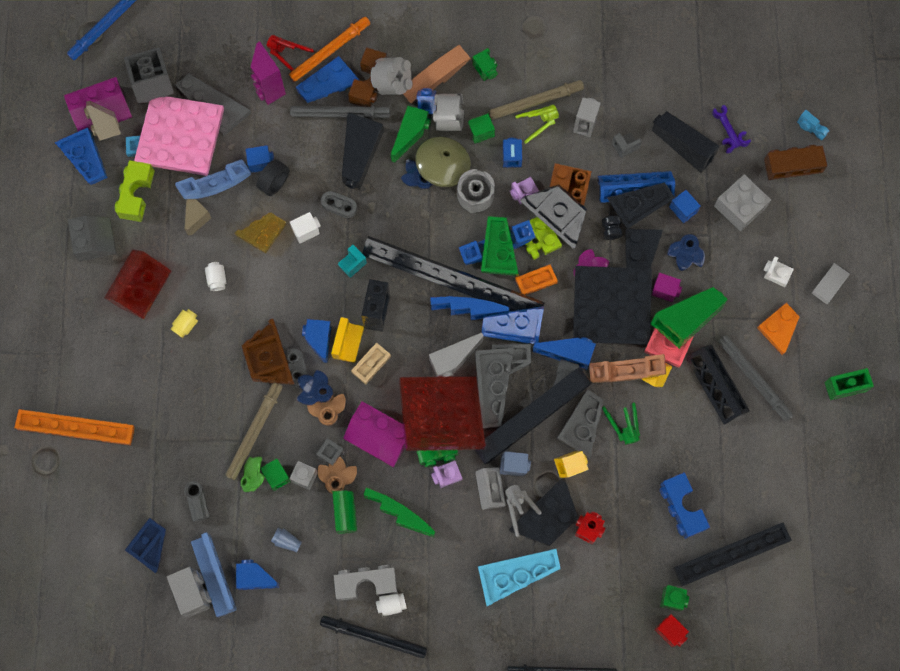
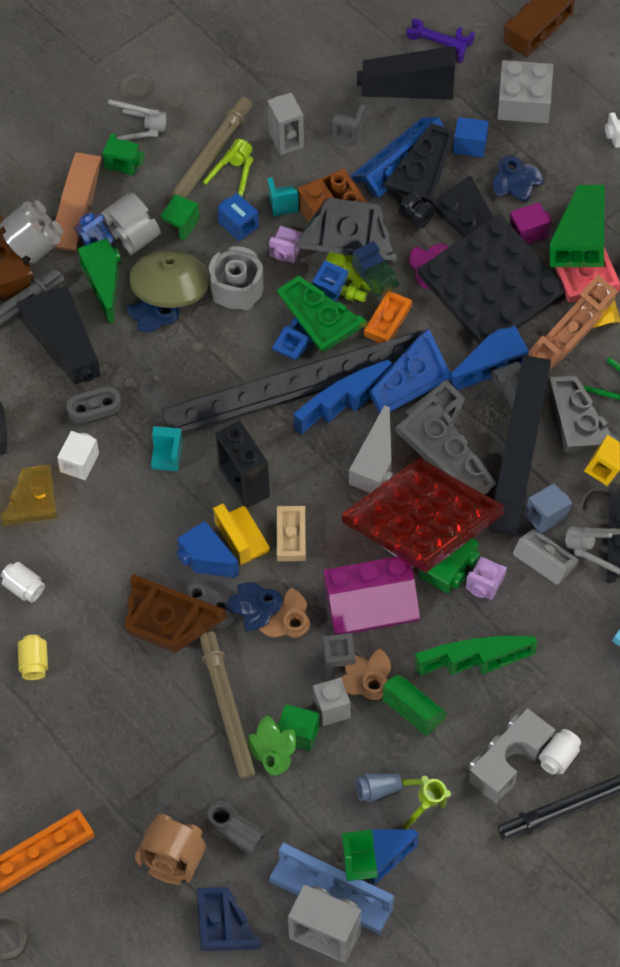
camera: 40 degrees left, 15 degrees down
(152, 487) = (171, 850): none -> medium nougat brick
(231, 574) = (359, 855): none -> green panel
(298, 572) = (430, 794): none -> lime plant
(522, 57) = (154, 119): none -> light grey plant
(546, 160) = (282, 199): none -> teal panel
(551, 247) = (374, 269): none -> leg

